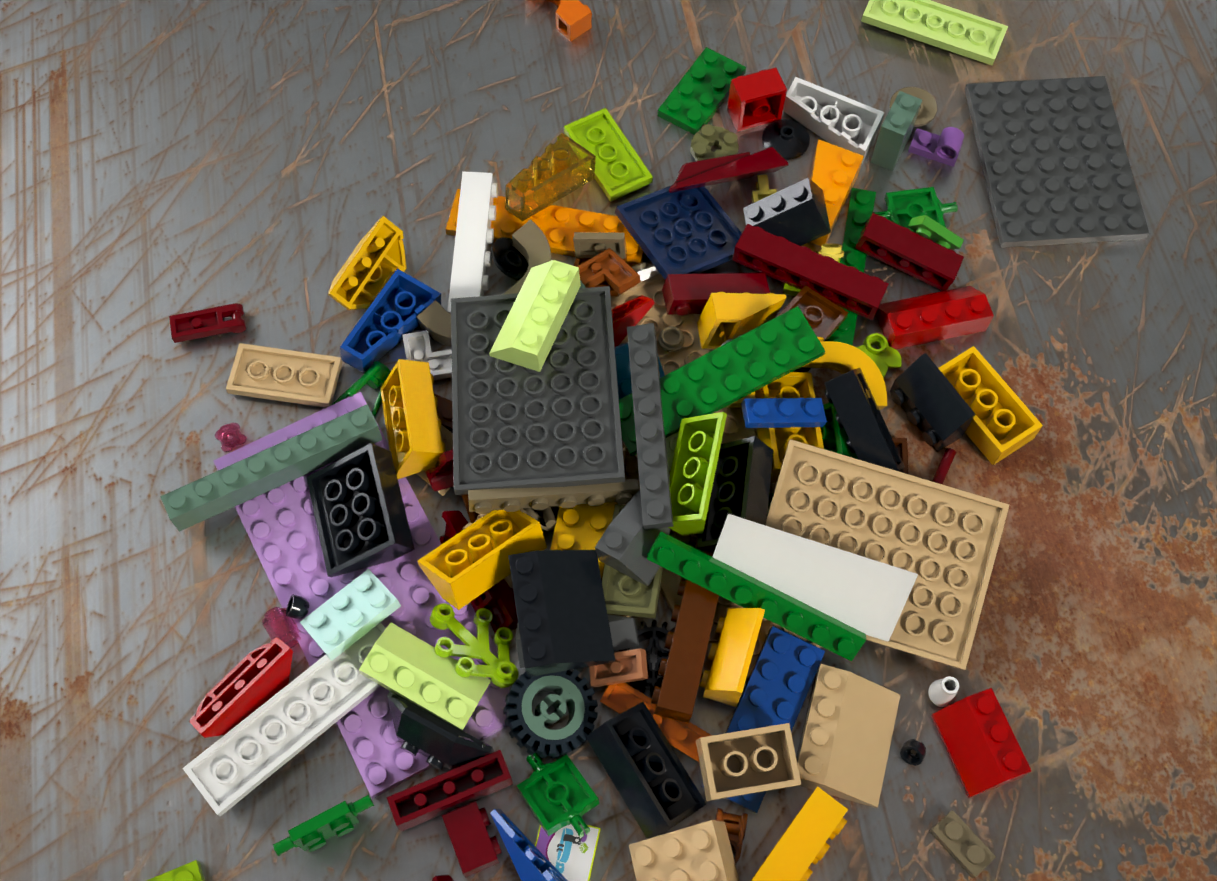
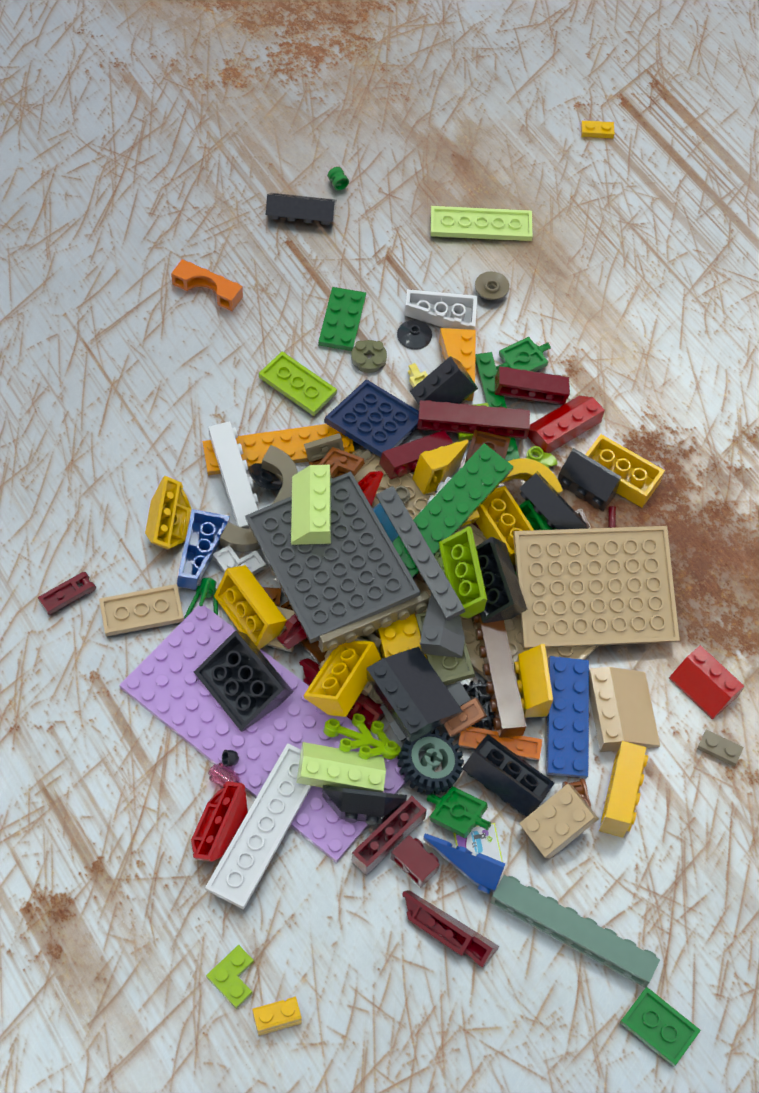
camera: 25 degrees left, 5 degrees down
(230, 430) = (122, 659): clear pink plate -> none
(271, 468) = (168, 673): sand green brick -> none
(315, 831) = (320, 884): green plate -> none
(350, 614) = (270, 748): light aqua plate -> none
(550, 177) = (268, 411): clear yellow wedge -> none
(727, 169) = (387, 367): dark red wedge -> none
(748, 762) = (572, 743): tan brick -> none
(755, 594) = (528, 638): green plate -> none
(756, 99) = (385, 313): red brick -> none
(783, 412) = (500, 516): blue plate -> none
(824, 577) = (563, 614): white sticker -> none
(832, 250) = (482, 400): light yellow plate -> none
(896, 130) = (490, 306): sand green brick -> none
(911, 758) = (666, 708): black hinge -> none
(936, 232) = (543, 366): bright green plate -> none
(940, 148) = (521, 308): medium lavender plate -> none
(944, 691) = (671, 659): white cone -> none
(1055, 162) = (598, 294): dark grey plate -> none

